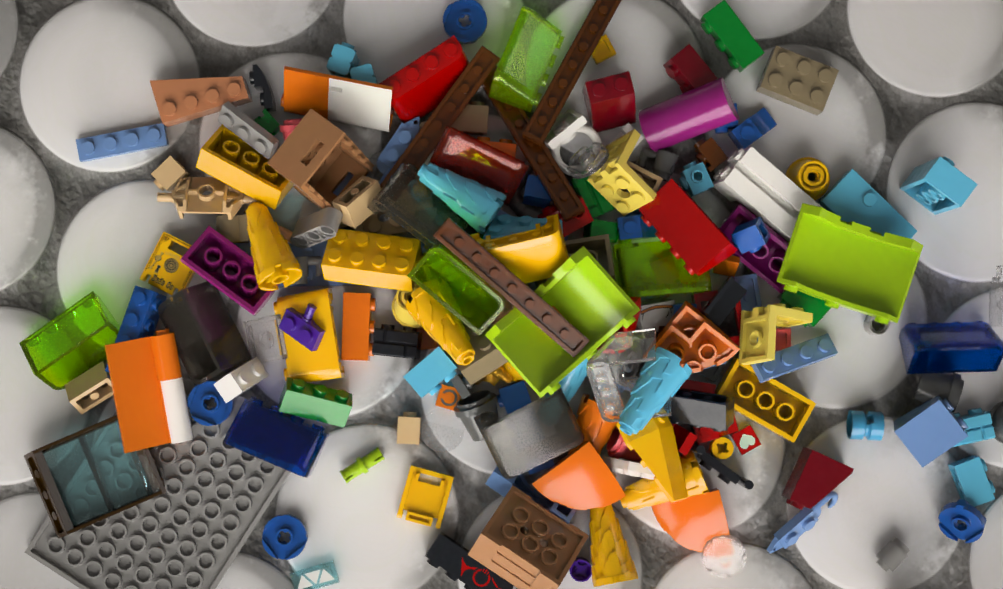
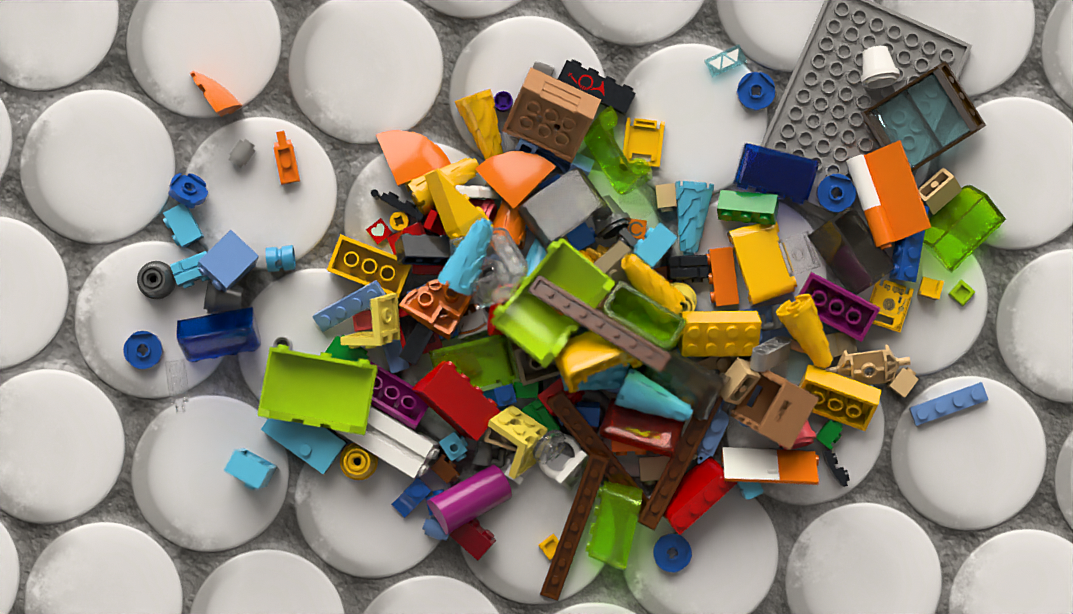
camera: 175 degrees right, 0 degrees up
(86, 267) = (961, 292): none -> lime tile
(120, 277) = (930, 288): none -> yellow panel
(136, 542) = (878, 68): none -> white piece
(197, 97) = (892, 450): nougat wedge -> none
(241, 379) = (813, 216): white brick -> none
(248, 130) = (841, 428): light grey plate -> none
(302, 327) = (768, 267): dark purple plate -> none
(342, 60) = (770, 500): medium azure brick -> none
(362, 465) = (700, 160): lime pin -> none
(381, 407) = (692, 210): none -> medium azure cone
(456, 463) = (621, 174): none -> clear neon green windscreen
(610, 101) = (537, 499): dark red slope -> none
(724, 556) = (384, 130): clear tile -> none
(727, 267) = (416, 375): orange tile -> none
(731, 36) = (441, 573): green brick -> none
(734, 87) = (434, 529): none -> medium blue brick
(750, 236) = (402, 402): blue brick -> none
(797, 80) = (379, 544): dark tan brick -> none
(801, 522) = (322, 168): medium blue plate -> none
(813, 478) = (318, 207): dark red slope -> none
(842, 539) = (286, 159): none -> orange hinge

